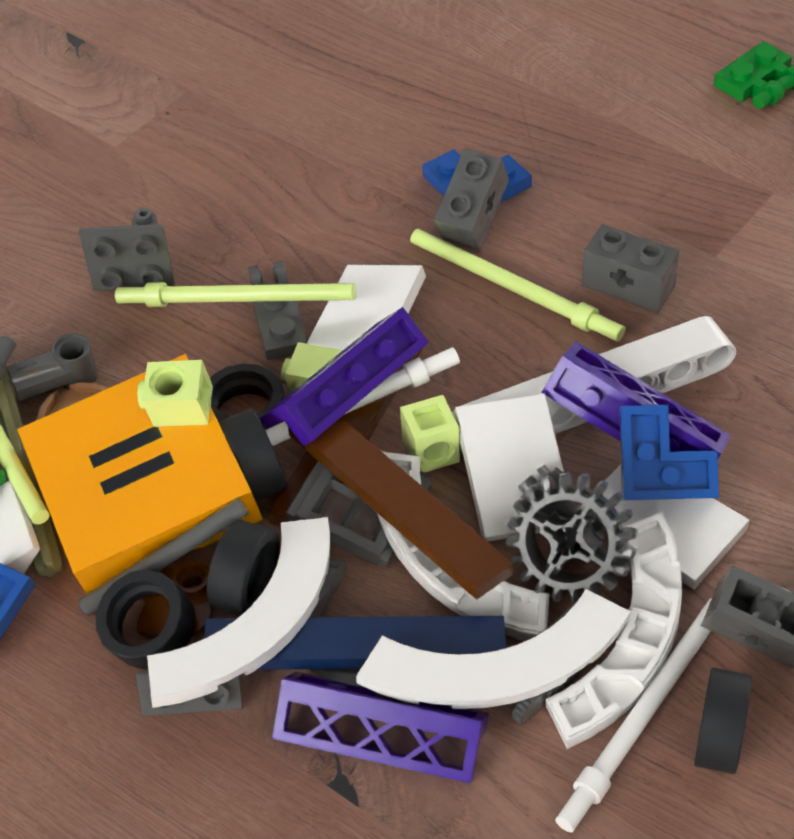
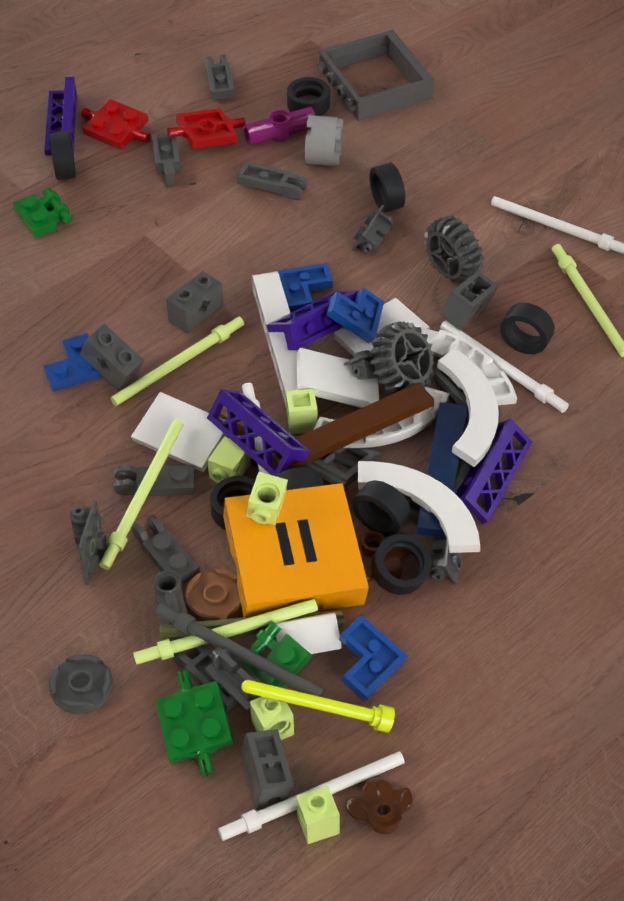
camera: 80 degrees left, 0 degrees up
(153, 344) = (165, 550): none -> dark grey hinge
(174, 549) = (353, 503): dark grey bar -> none
(727, 381) = (301, 280): none -> blue plate

